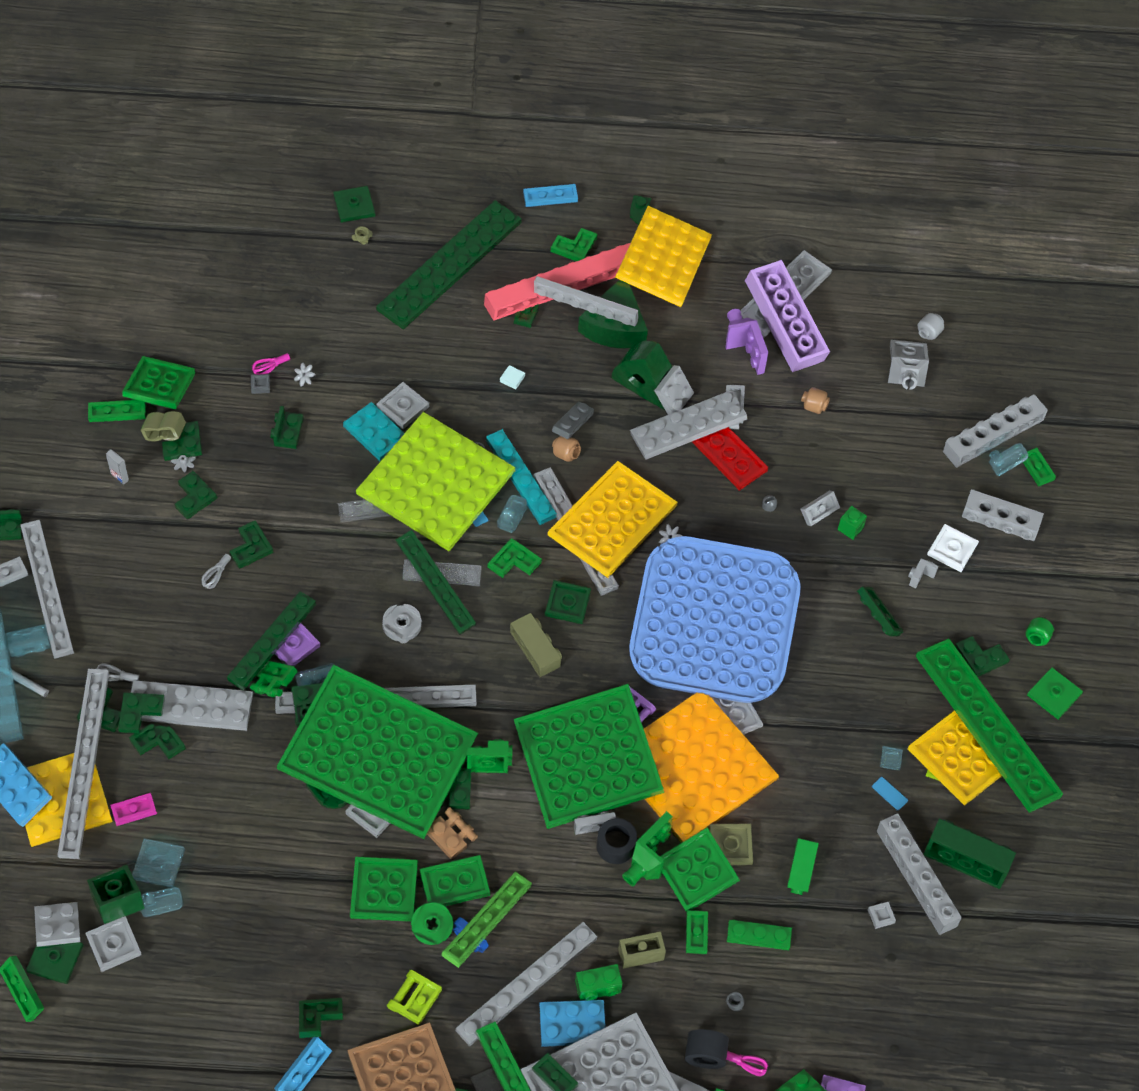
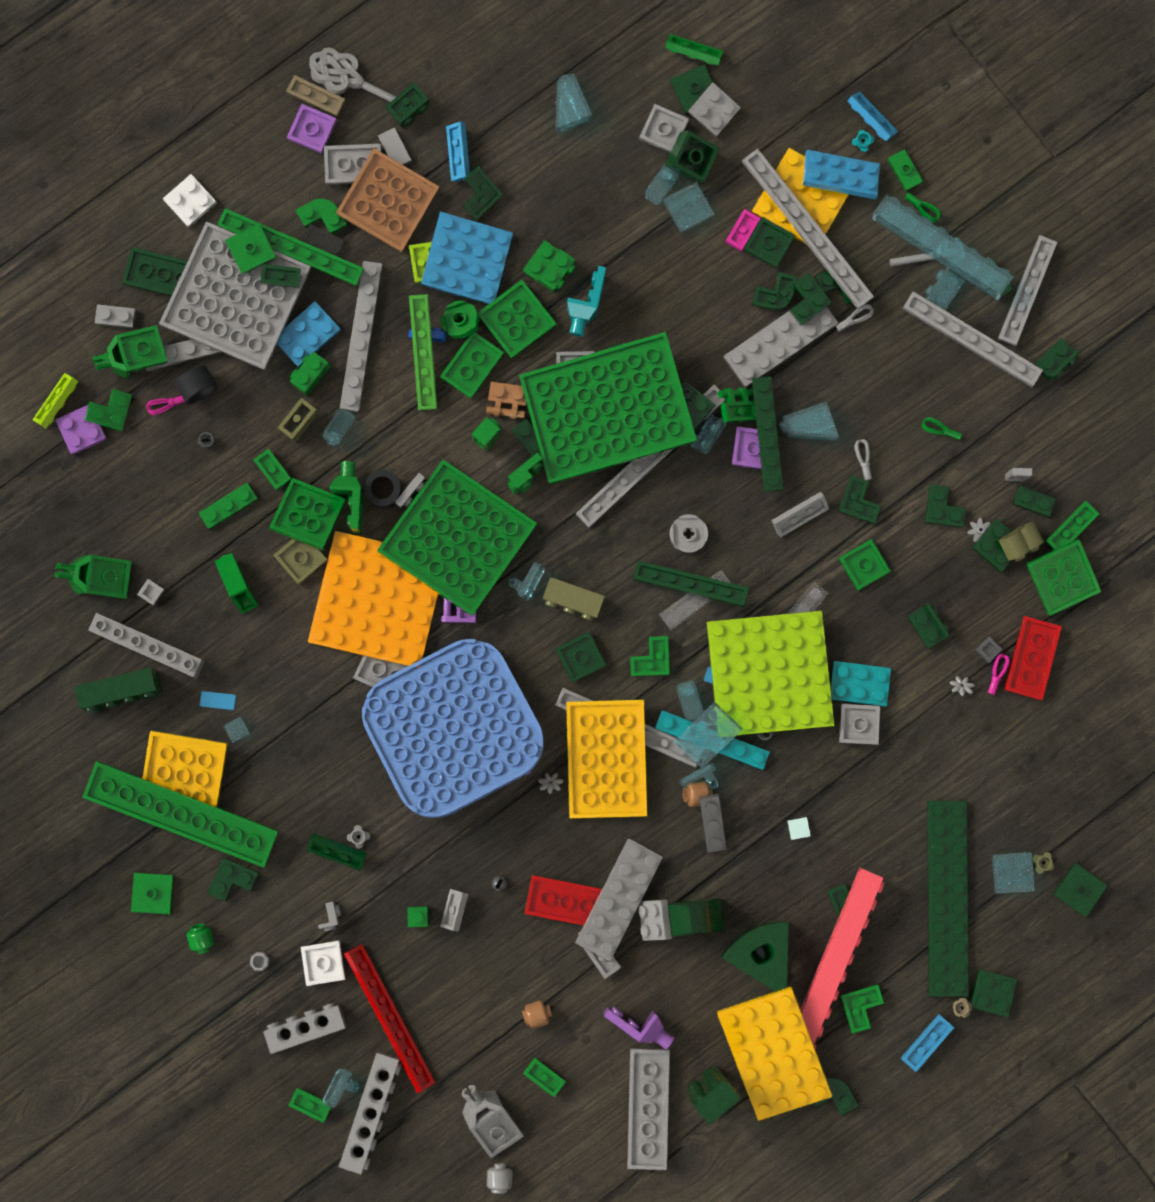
camera: 140 degrees right, 25 degrees up
(122, 781) = (769, 242): none -> dark green plate
(124, 448) = (1034, 501): none -> dark green plate
(136, 543) = (946, 430): none -> green piece
(170, 1030) = (570, 104): none -> clear light blue slope
(230, 625) = (810, 423): none -> clear light blue slope
(235, 353) = (1032, 658): none -> red plate
(291, 503) = (864, 565): none -> green tile
(304, 570) = (800, 514): none -> light grey plate
(306, 845) = (584, 312): none -> teal plate
(316, 909) = (550, 266): none -> green plate
(380, 971) = (466, 258): none -> dark azure plate
(389, 243) = (1013, 873): none -> clear light blue plate
(475, 191) = (993, 993): none -> dark green plate
(493, 811) = (486, 433): none -> green brick
(509, 194) = (957, 1007): none -> dark tan plate
(522, 471) = (708, 734): none -> clear light blue plate
(548, 458) = (706, 772): none -> clear light blue piece
(566, 680) = (529, 584): none -> clear light blue piece
(585, 301) = (784, 938): light grey plate -> none
(611, 918) = (338, 427): none -> clear light blue piece
(733, 245) = (712, 1094): none -> dark green brick
(787, 316) = (622, 1076): lavender brick -> none
(843, 362) = (544, 1077): none -> green plate
(853, 606) = (363, 836): none -> light grey plate
(921, 960) = (97, 575): none -> green plate
(930, 477) = (389, 1018): none -> red plate
(1003, 584) = (259, 961): none -> light grey tile

